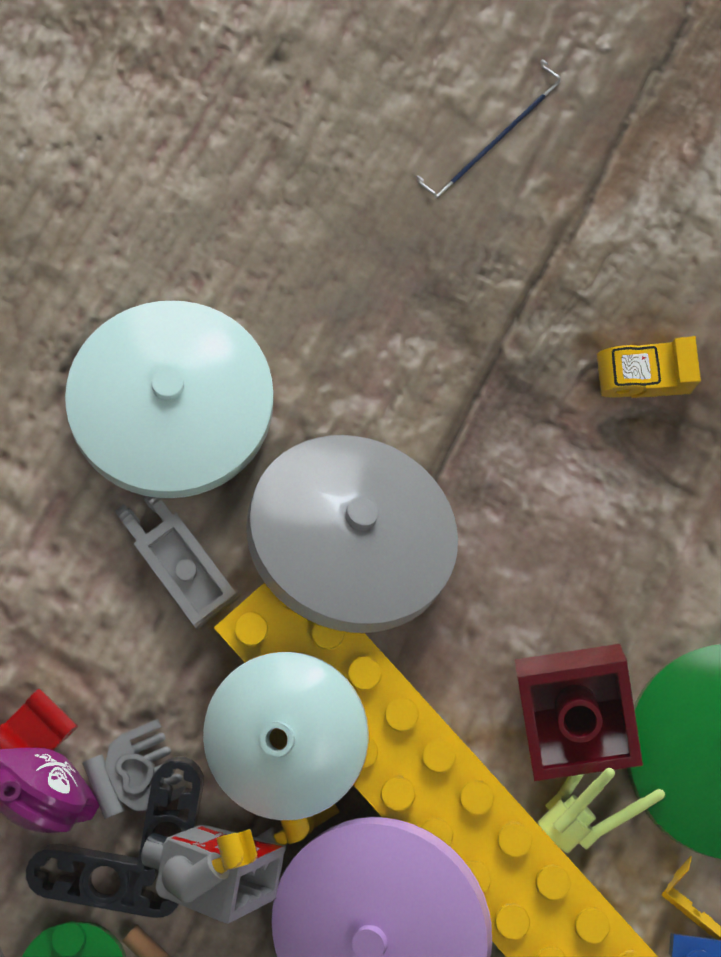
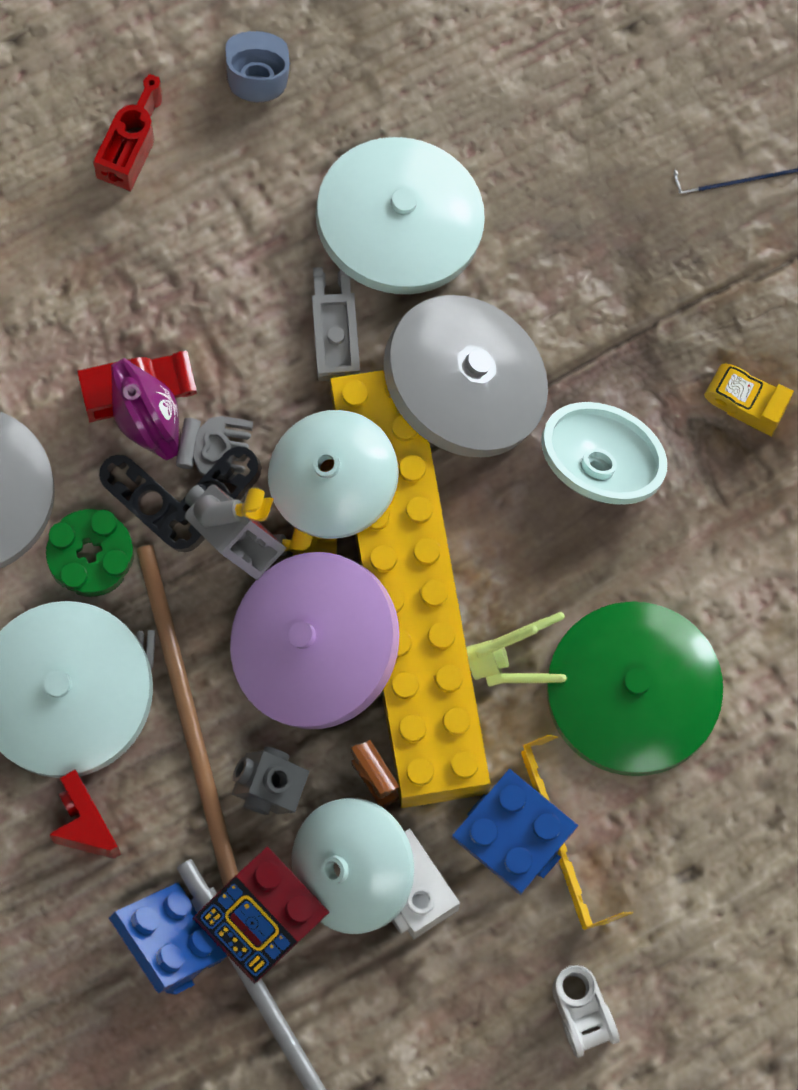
camera: 30 degrees right, 5 degrees down
(548, 525) = (604, 453): none -> light aqua dish
(578, 712) = (541, 588): dark red slope -> none

